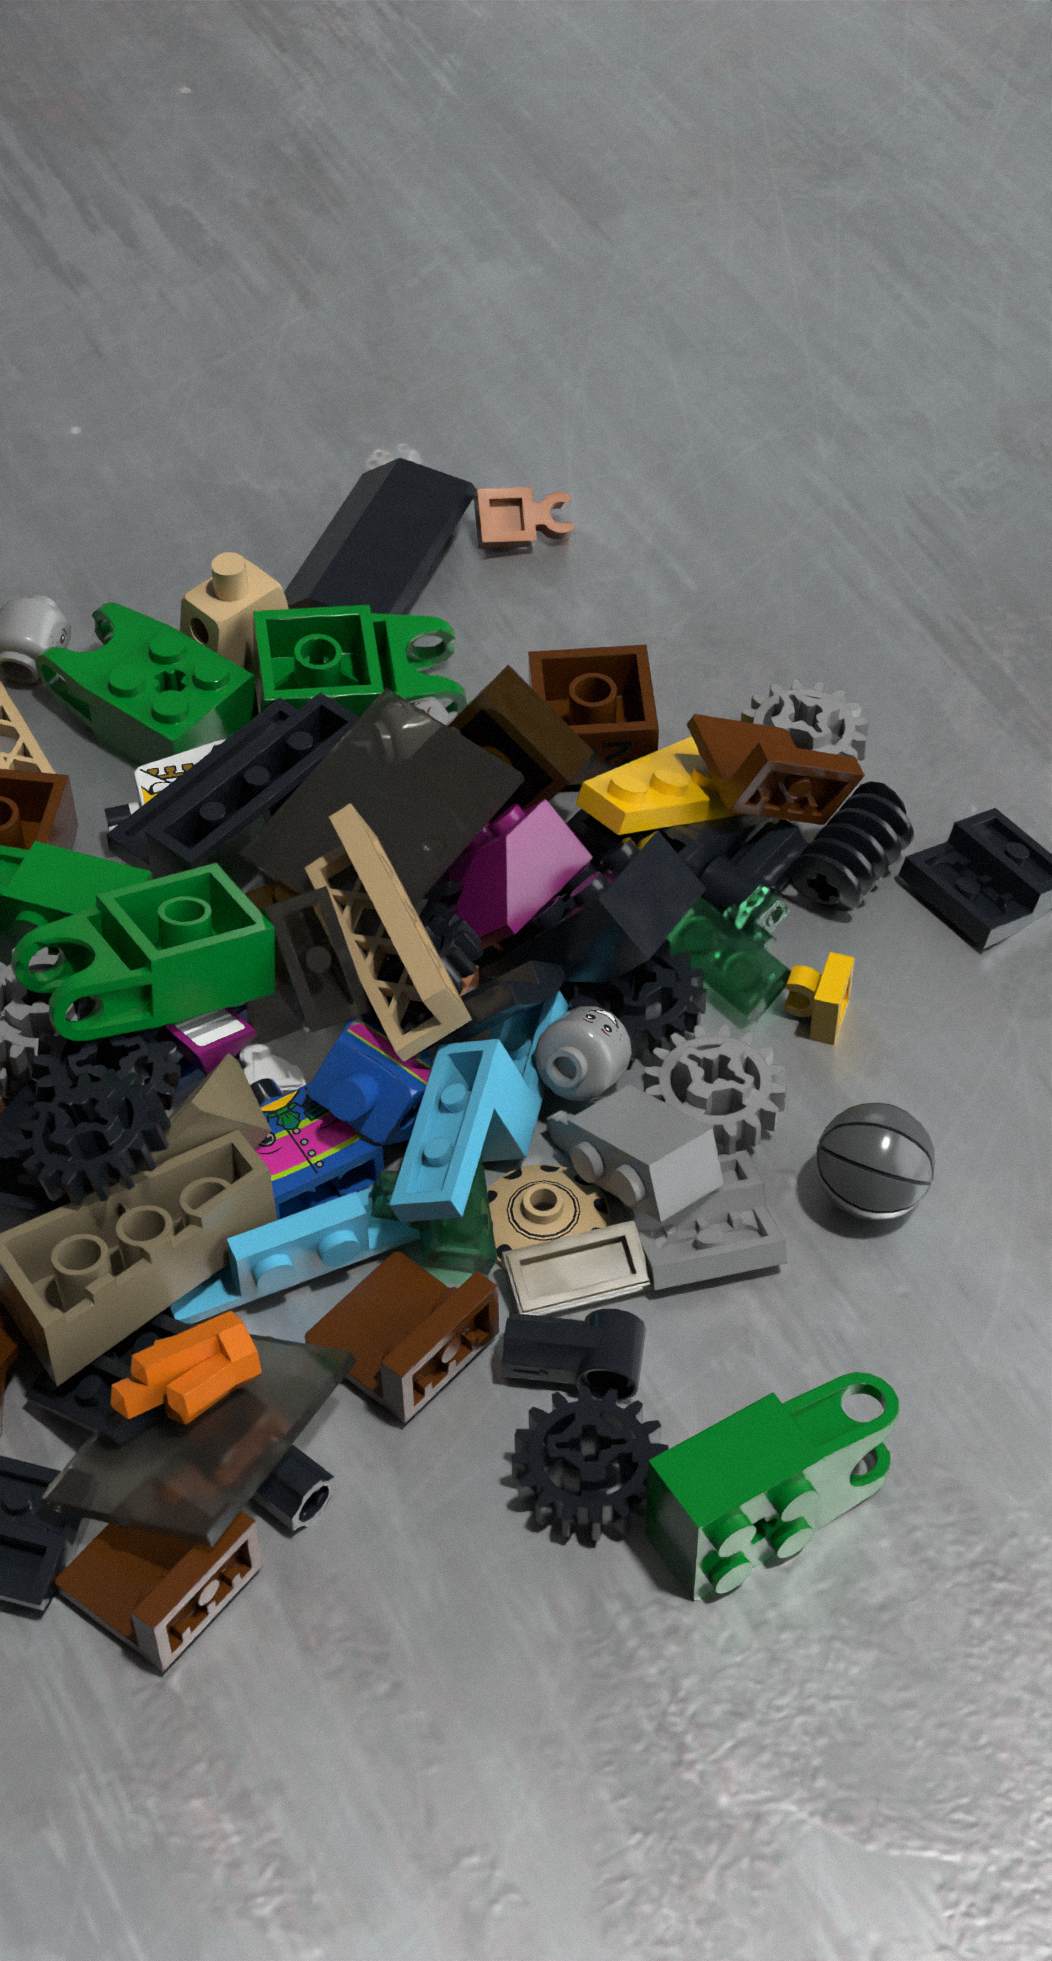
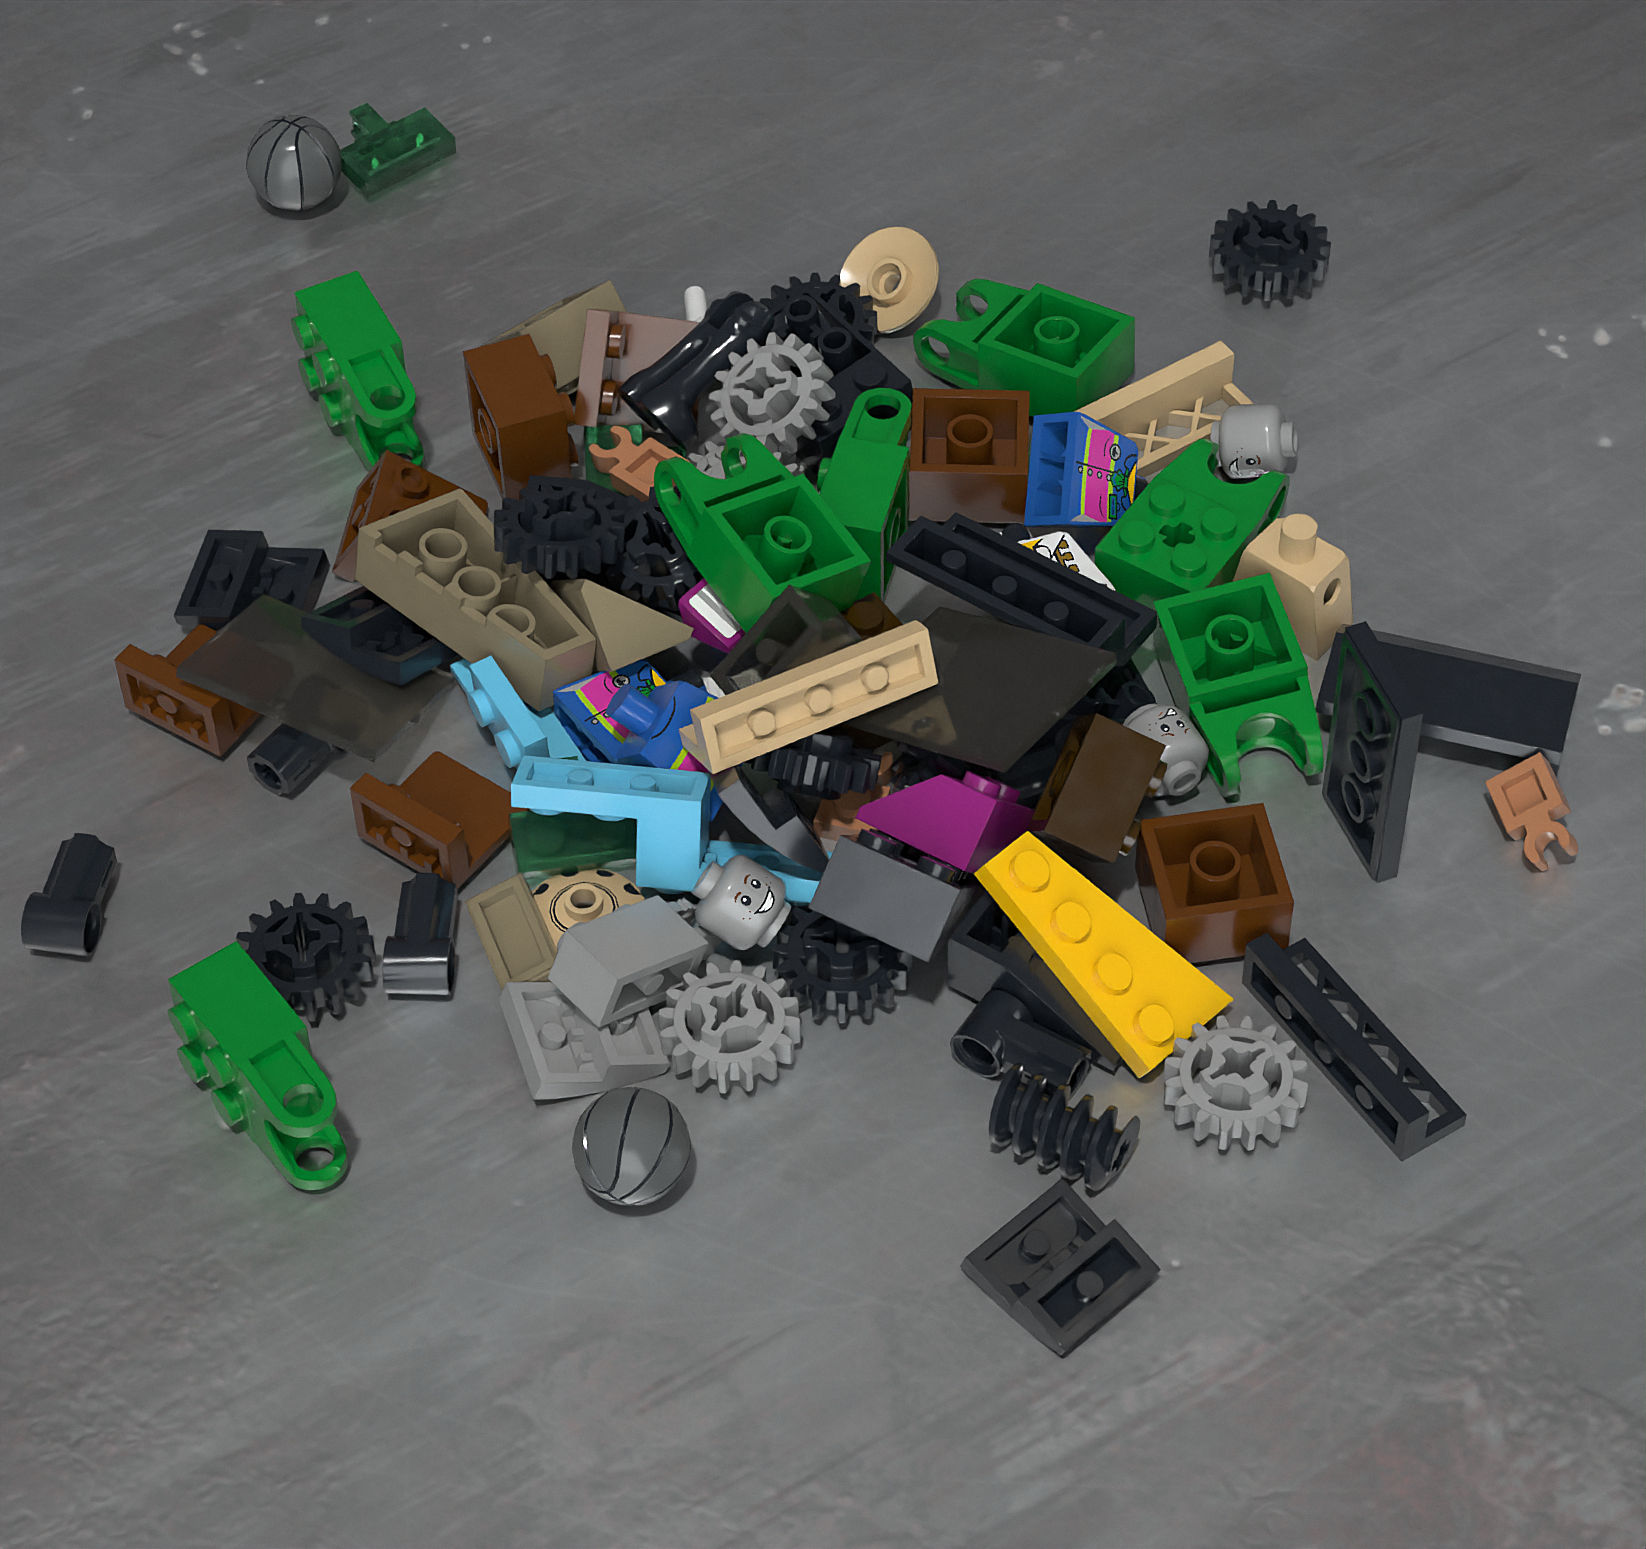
camera: 85 degrees right, 0 degrees up
(75, 748) = (1079, 473): none -> blue torso
(189, 1370) = (349, 645): orange rock -> none
(493, 1716) = (69, 909): none -> black piece
(509, 552) = (1371, 752): none -> black tile
(733, 674) = (1342, 1053): none -> black fence
(736, 950) = (913, 1025): clear green hinge -> none
(766, 774) = (1120, 1008): reddish brown bracket -> none
(821, 996) = (857, 1113): yellow tile -> none

